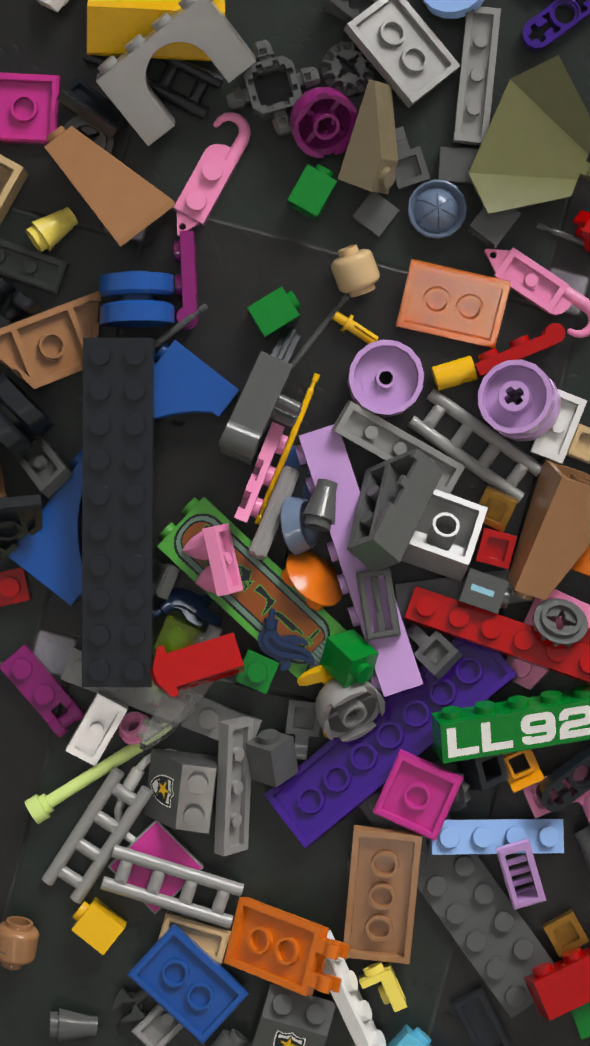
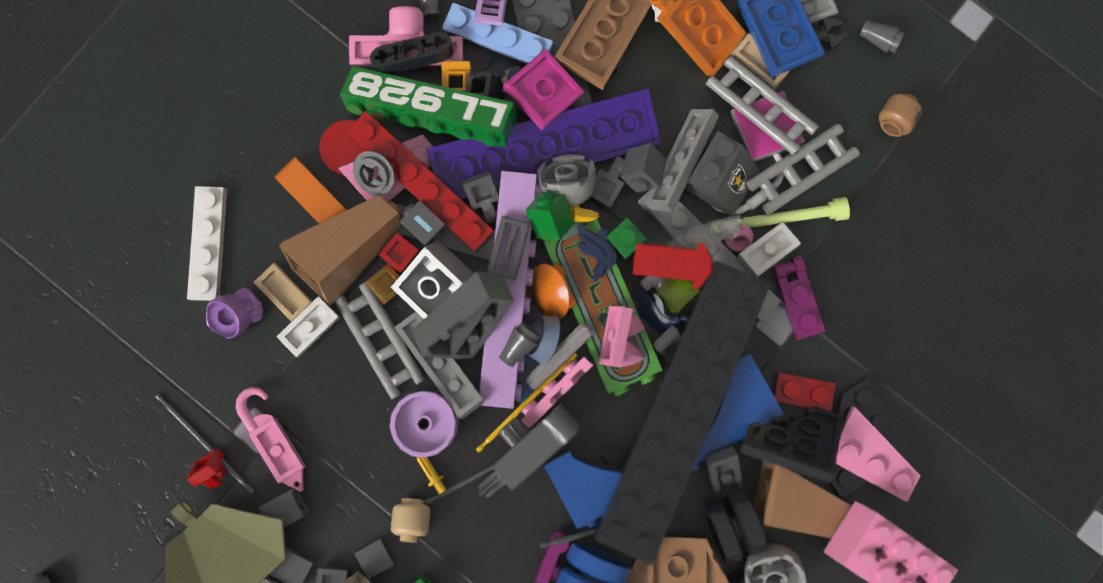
camera: 155 degrees left, 5 degrees down
(98, 925) = (831, 101): yellow brick -> none
(275, 312) = (488, 515): green brick -> none
(437, 208) = (324, 541): sand blue hat -> none
(453, 303) = (345, 459): orange tile -> none
(454, 373) = (370, 404): yellow piece -> none
(503, 388) = (331, 376): lavender wheel -> none
(520, 348) = (309, 400): red plate -> none

